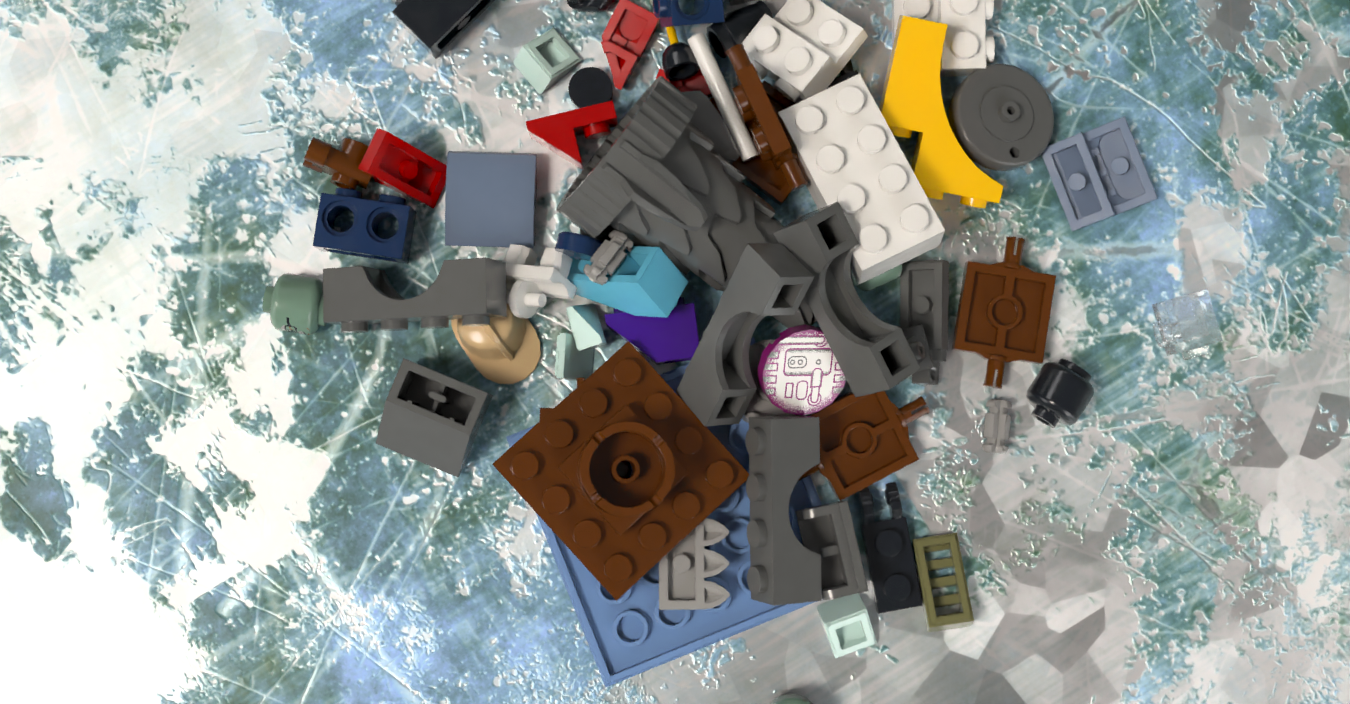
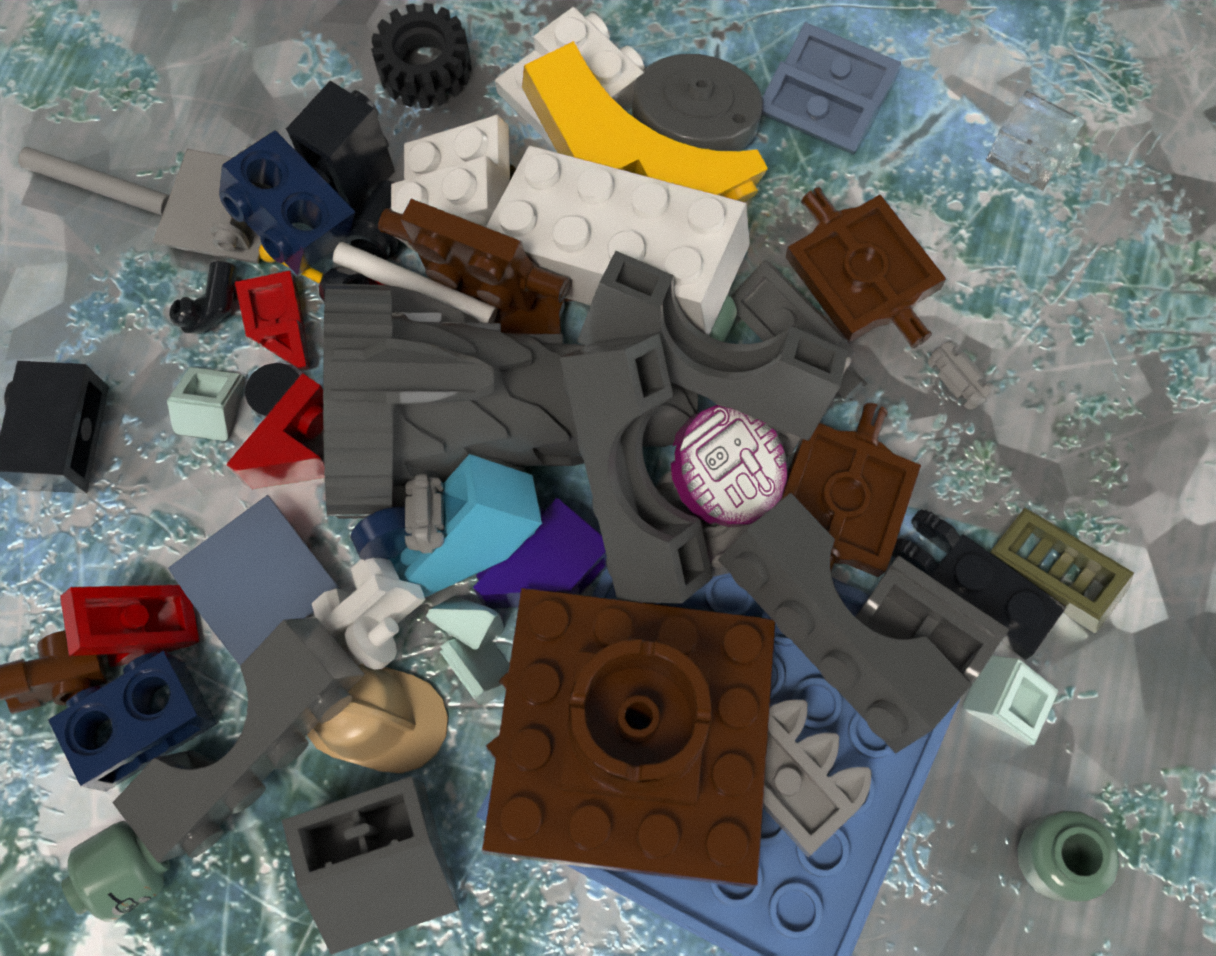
camera: 35 degrees left, 15 degrees down
(1060, 393) = (989, 291): black head -> none

